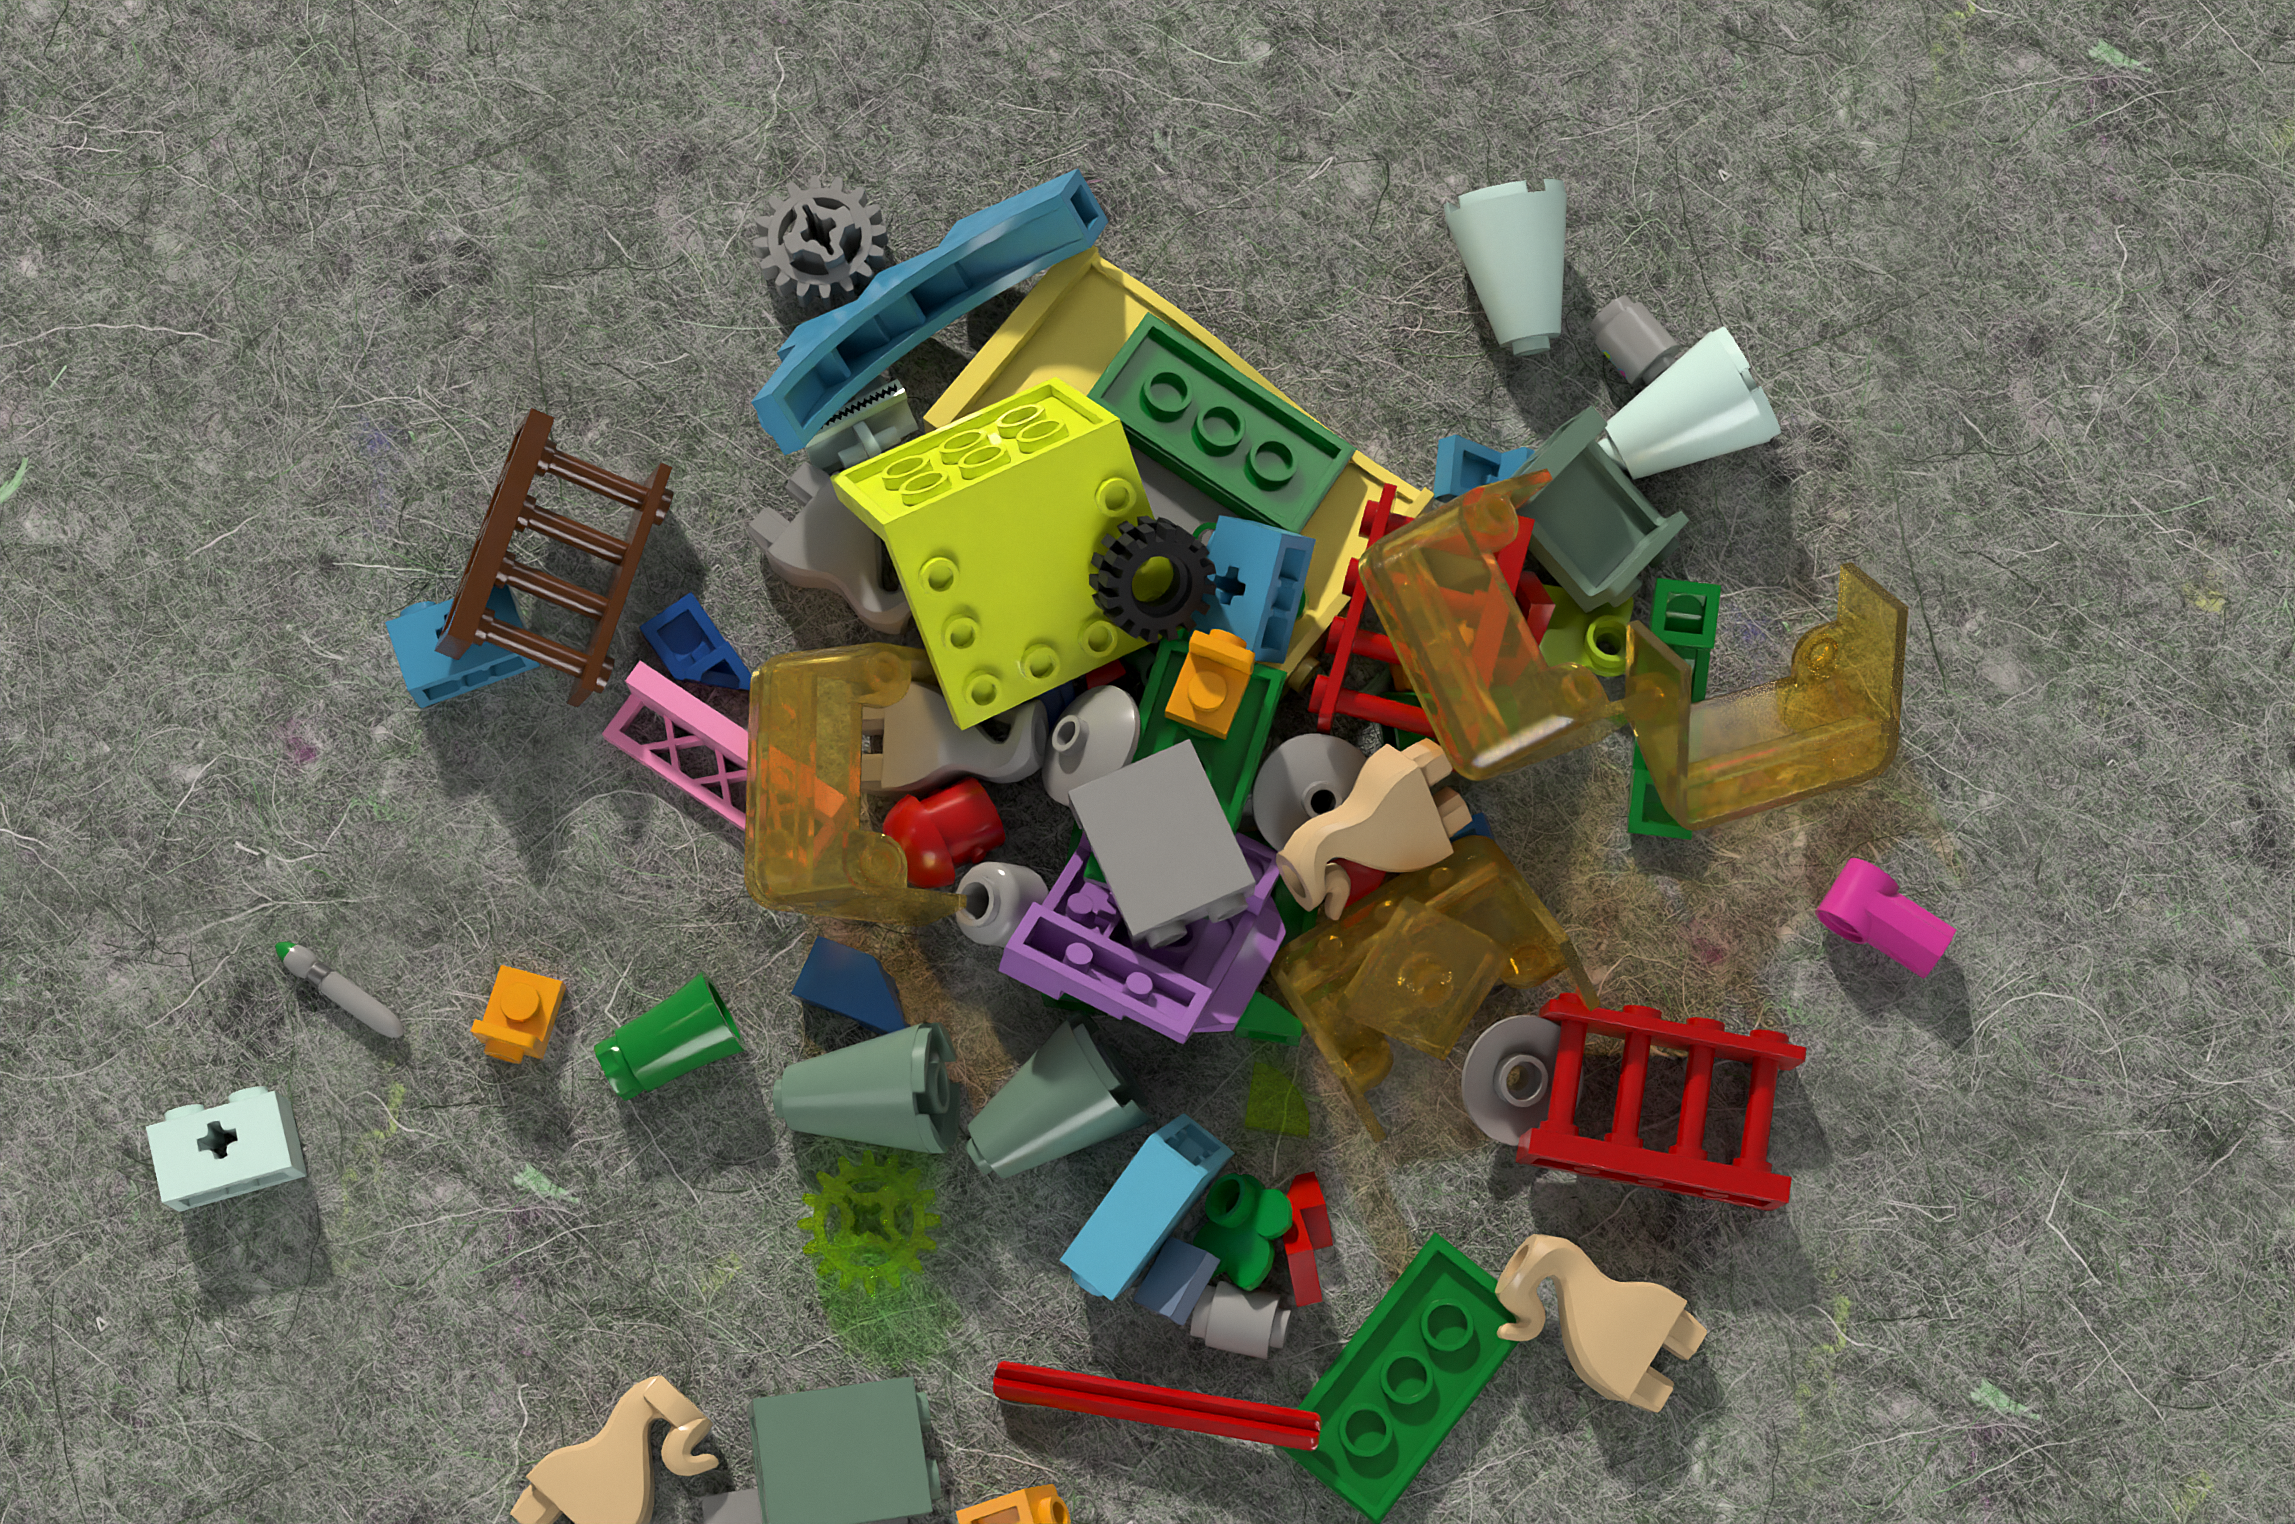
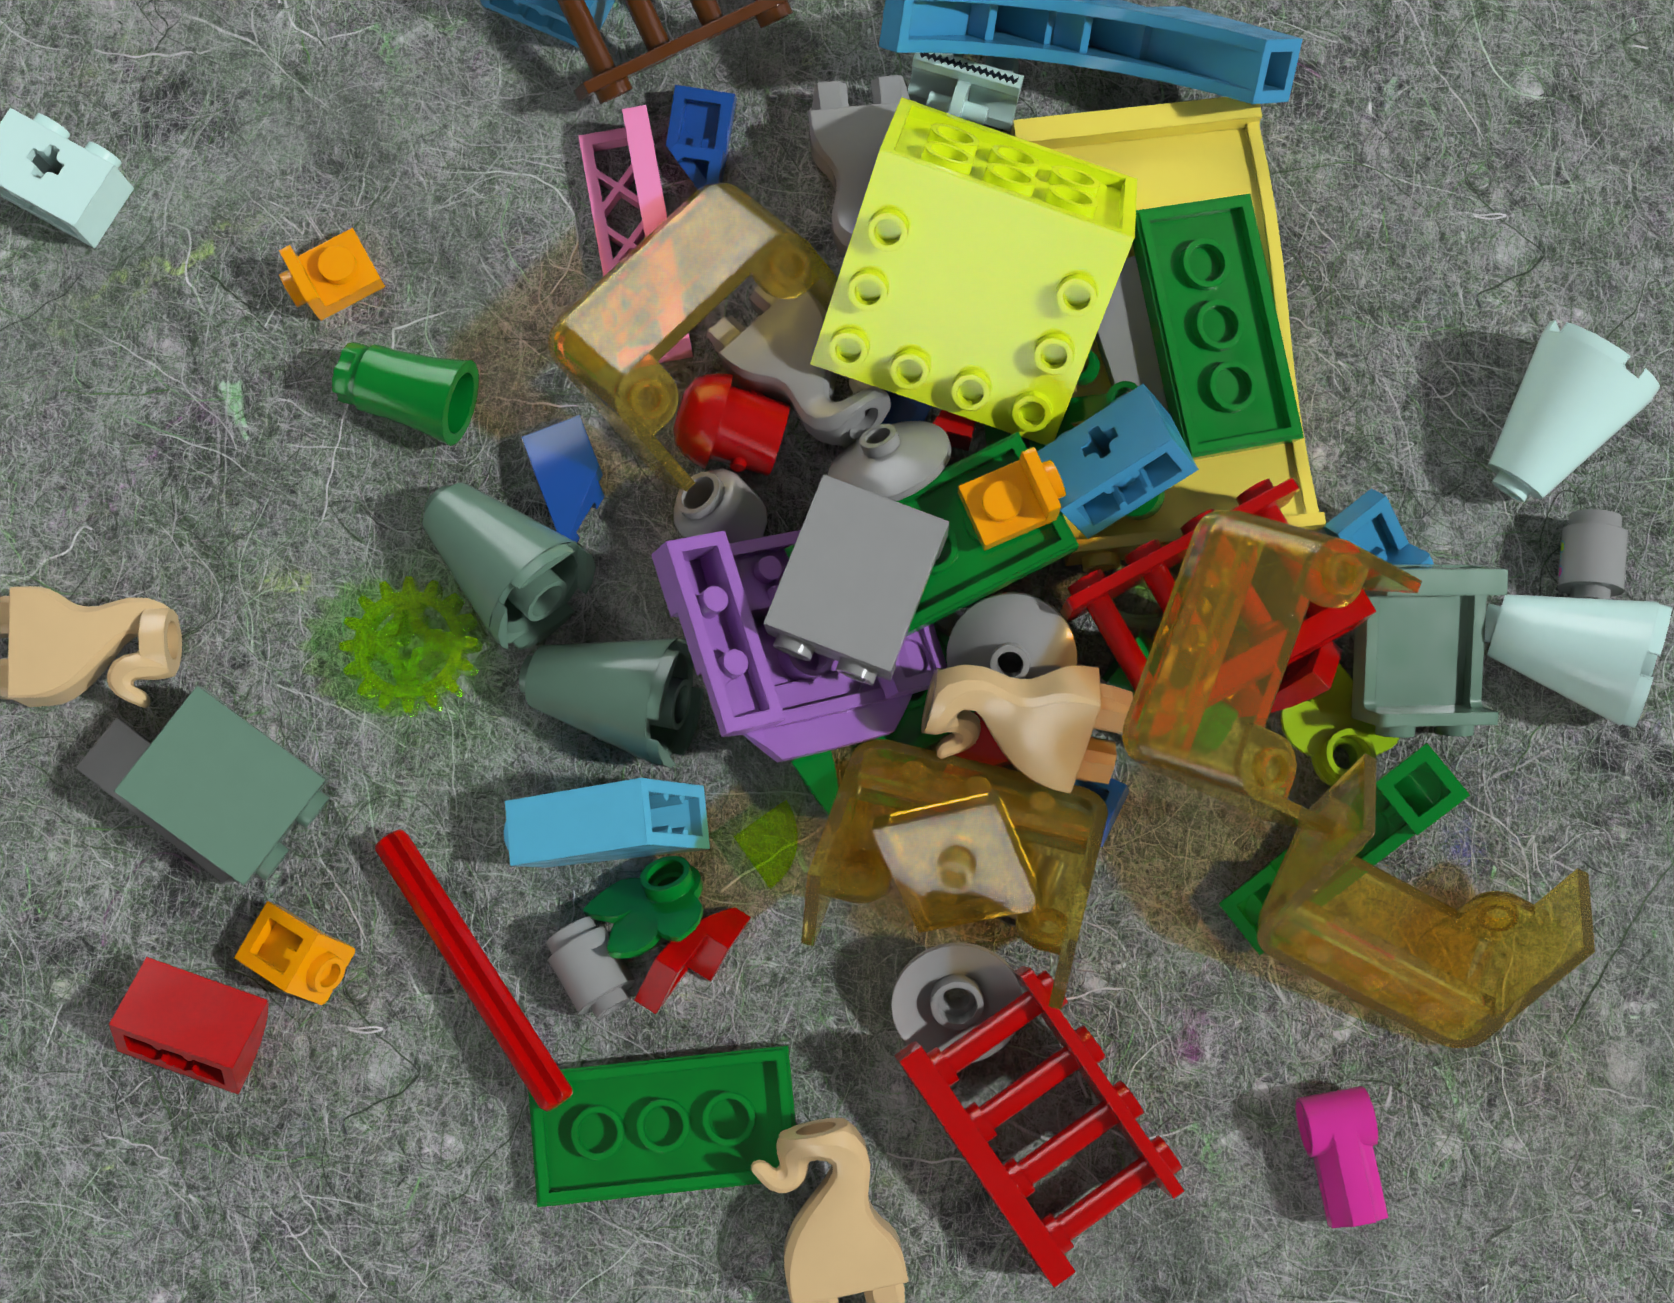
camera: 45 degrees right, 5 degrees up
(339, 989) = (236, 142): light grey piece -> none
(1176, 1280) = (573, 896): sand blue piece -> none
(1181, 597) = (1046, 419): black tyre -> none

